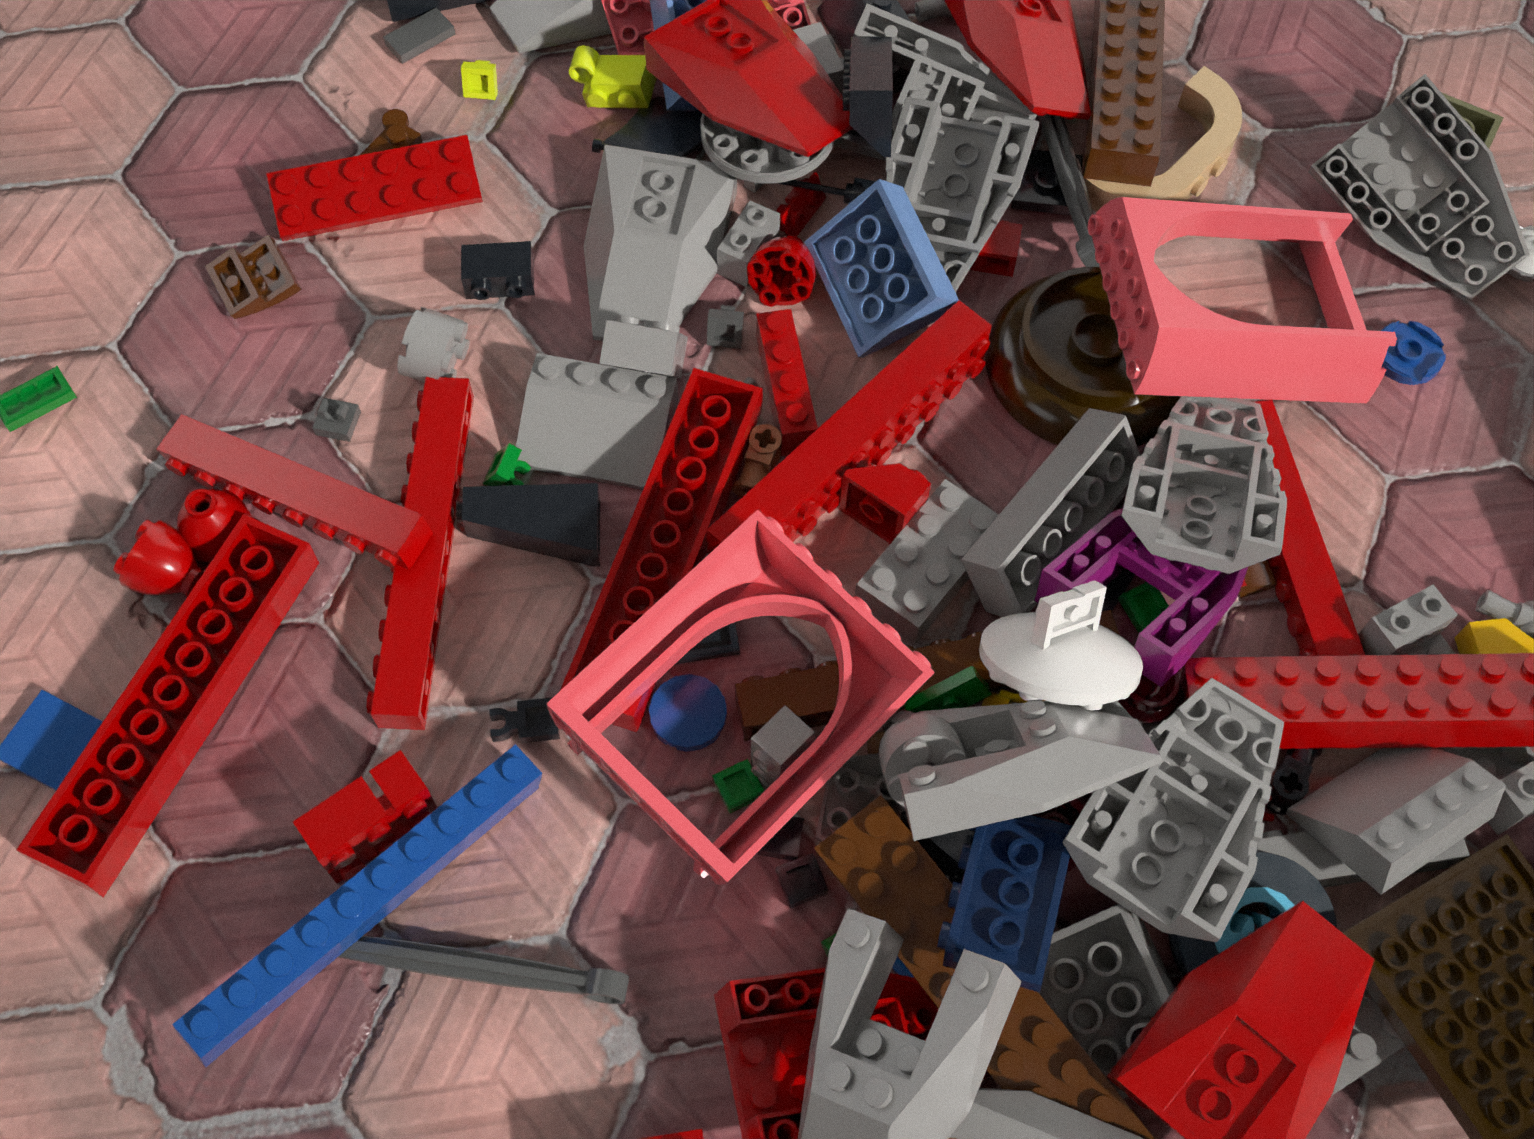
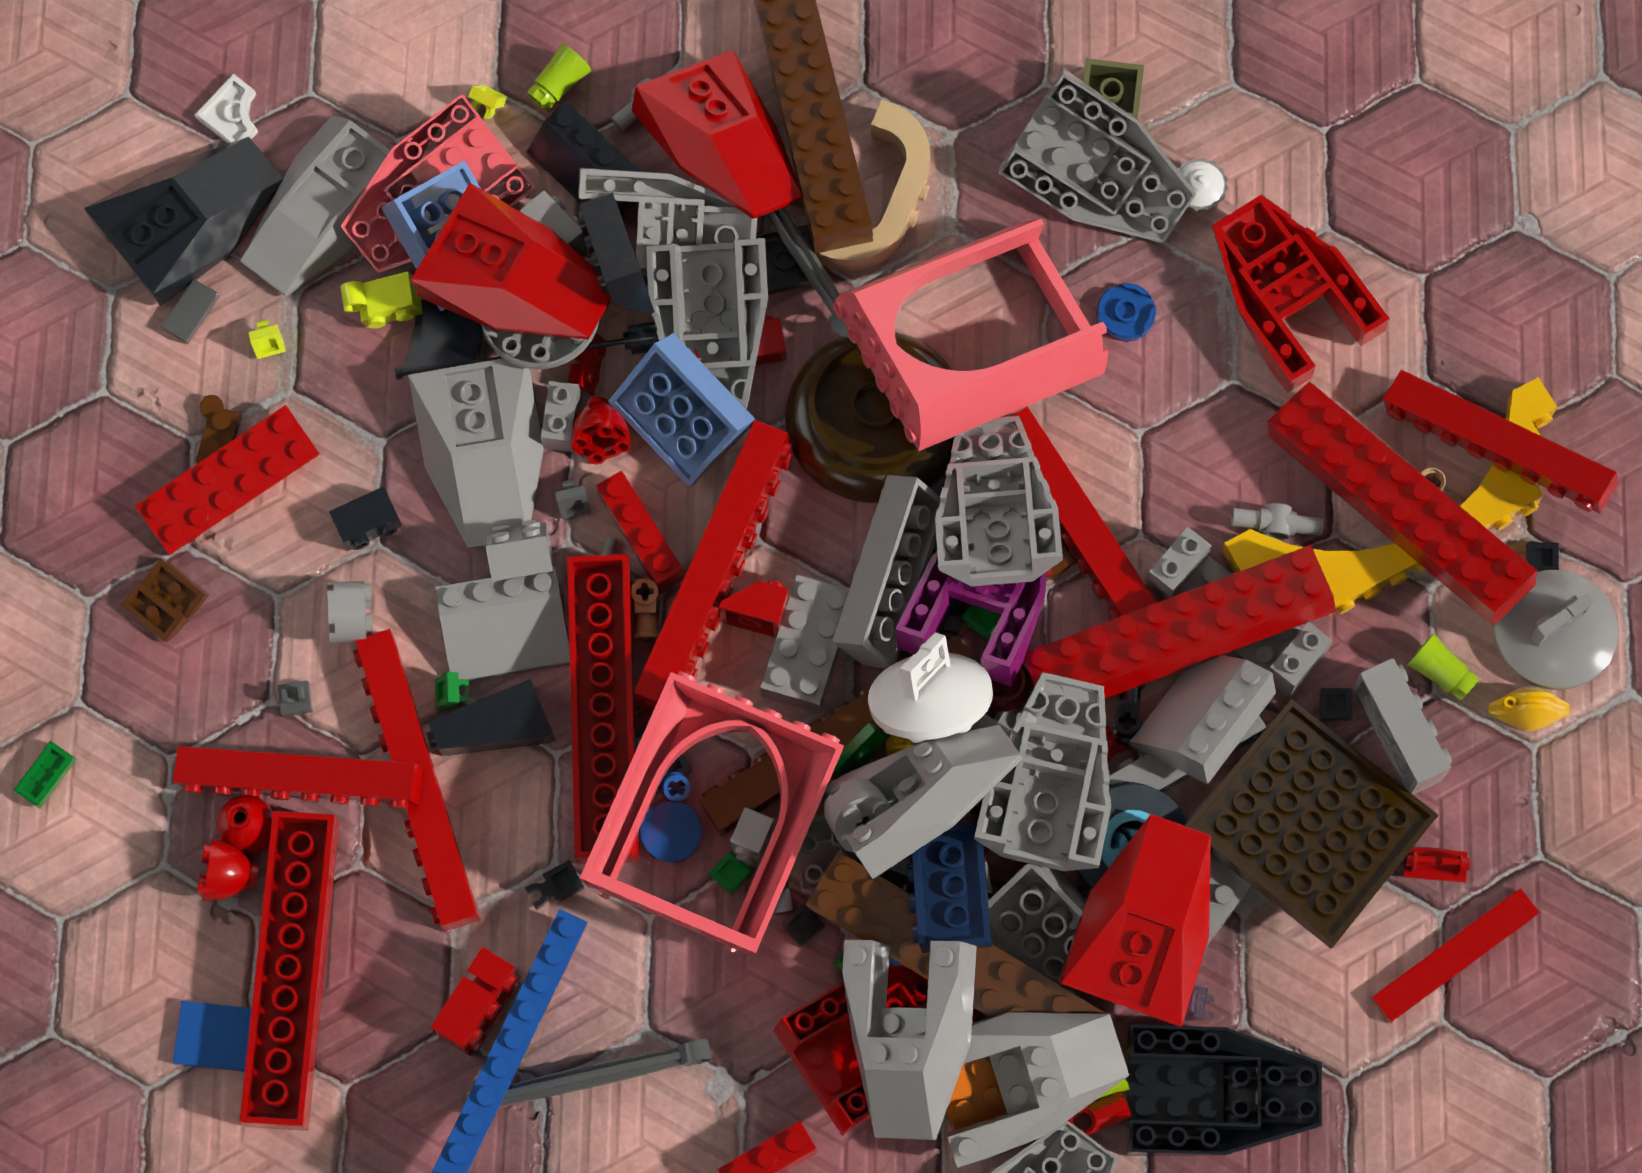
camera: 15 degrees left, 10 degrees up
(710, 673) = (675, 796): none -> blue bush

